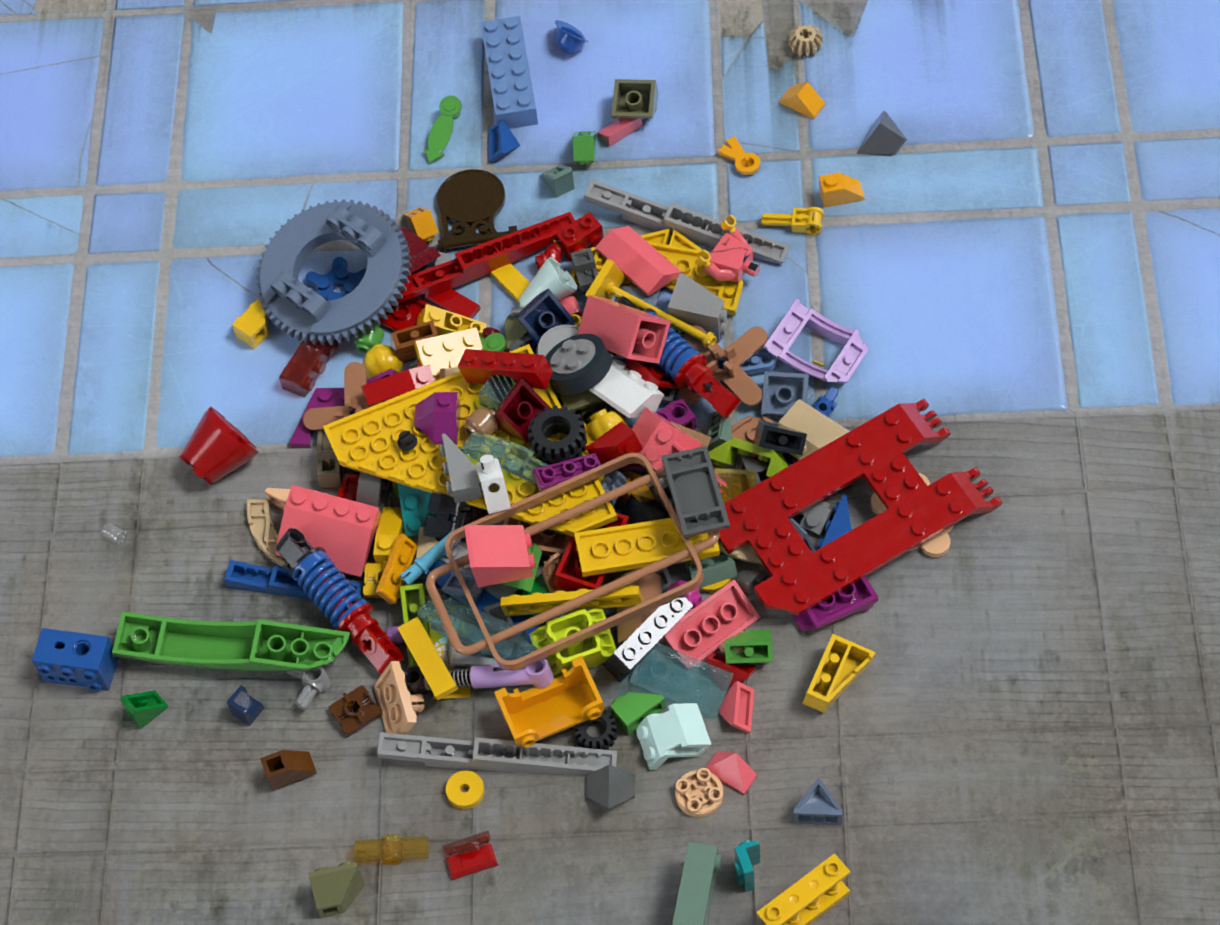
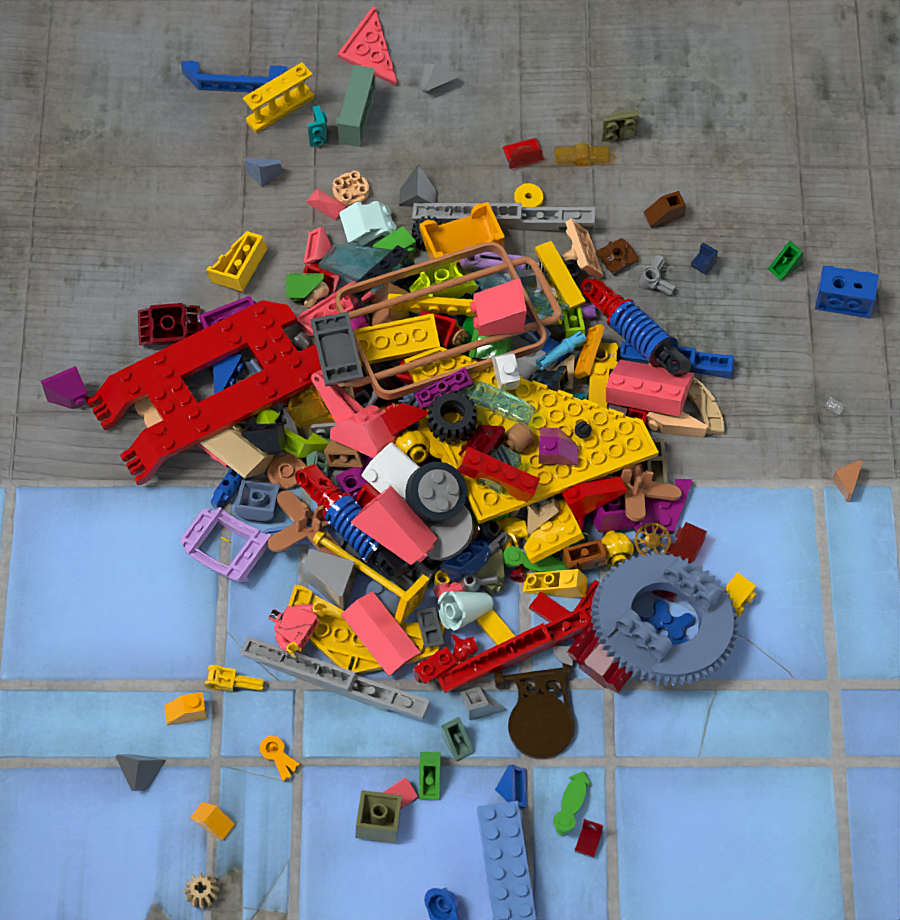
camera: 175 degrees right, 5 degrees up
(112, 450) = (846, 478): none -> nougat slope
(217, 447) = (750, 465): red cone -> none
(226, 645) = (723, 298): bright green slope -> none
(335, 375) = (652, 540): none -> pearl gold wheel
(421, 223) = (588, 695): light orange slope -> none
(427, 101) = (589, 838): none -> dark red bracket
(462, 472) = (533, 392): light grey slope -> none
(531, 207) = (479, 704): none -> light grey slope
(914, 594) = (167, 323): none -> dark red slope
(1028, 504) = (65, 389): none -> magenta slope

